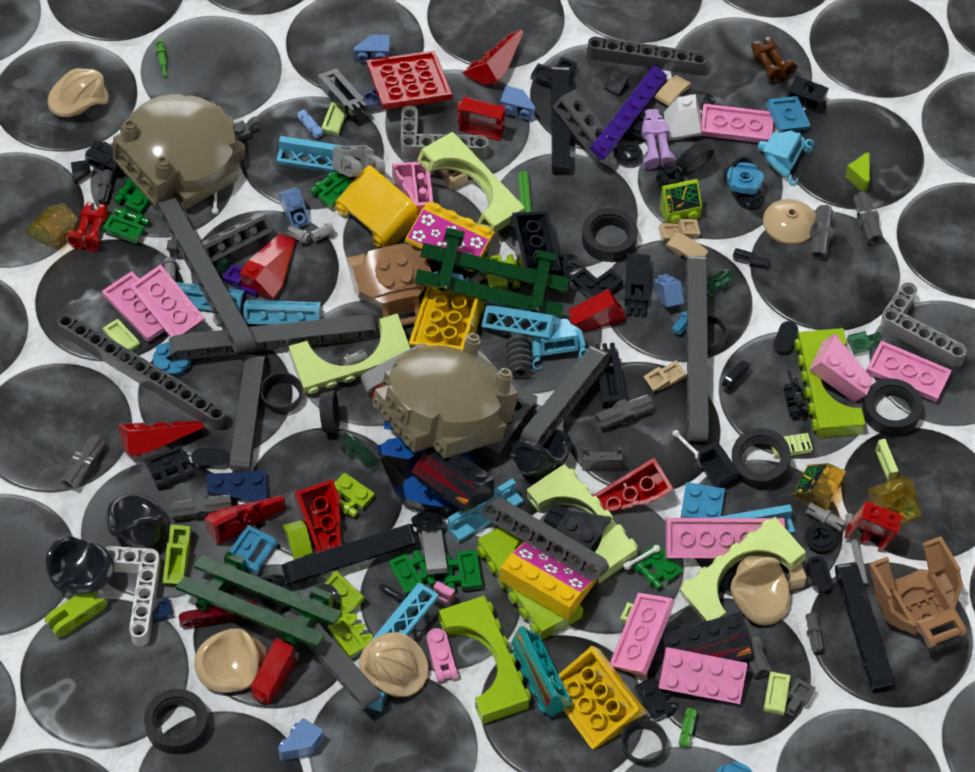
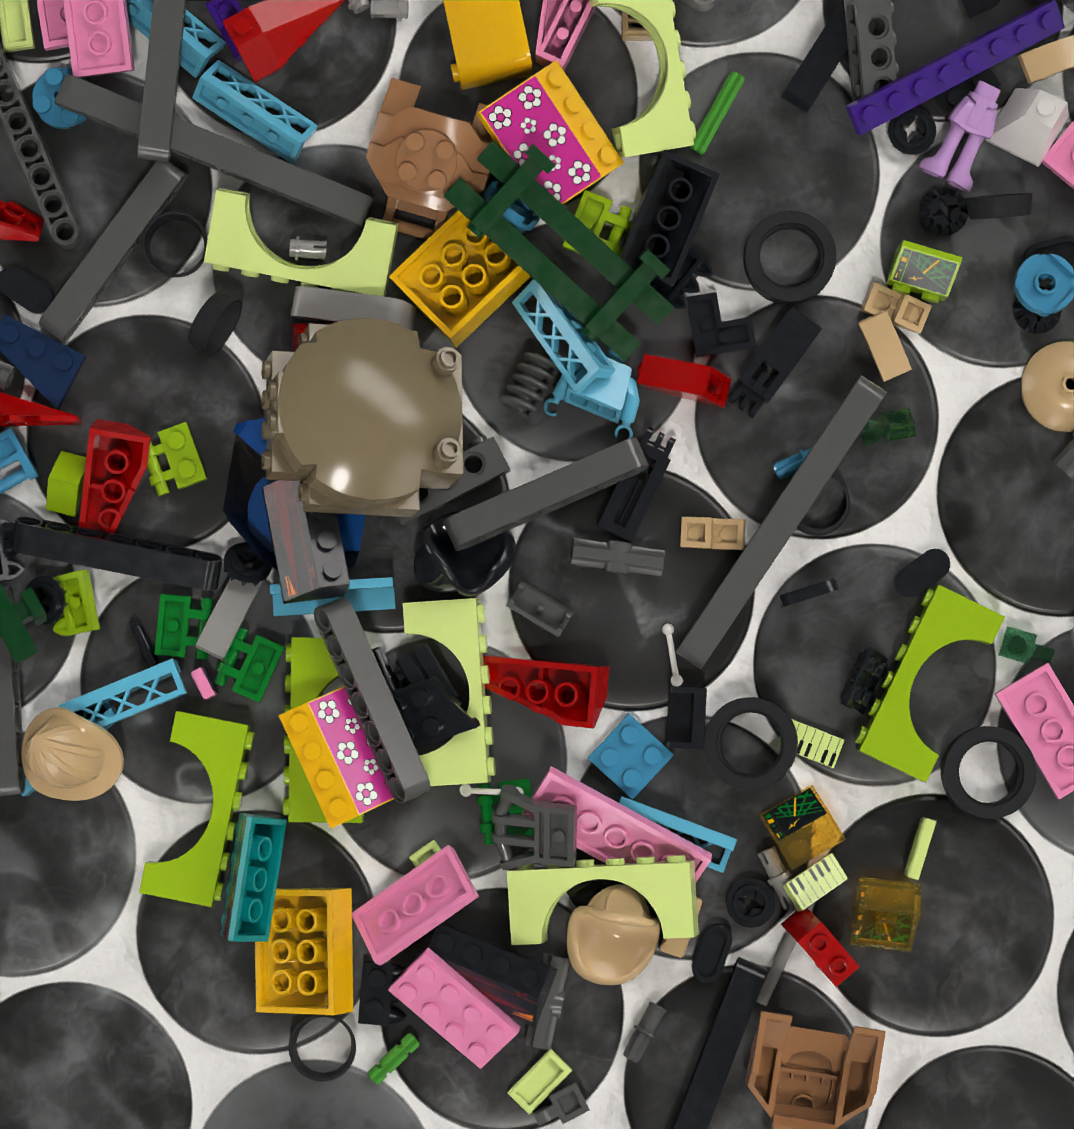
camera: 35 degrees right, 30 degrees up
(348, 635) = (46, 670): lime plate -> none
(357, 446) = (227, 398): clear green plate -> none
(441, 655) = (148, 766): bright pink plate -> none
(669, 290) = (809, 401): medium blue slope -> none
(692, 550) = (553, 831): none -> dark grey plate
(751, 257) = (965, 415): black axle -> none
(841, 369) = (951, 680): bright pink wedge -> none
(846, 506) = (815, 882): none -> yellowish green tile

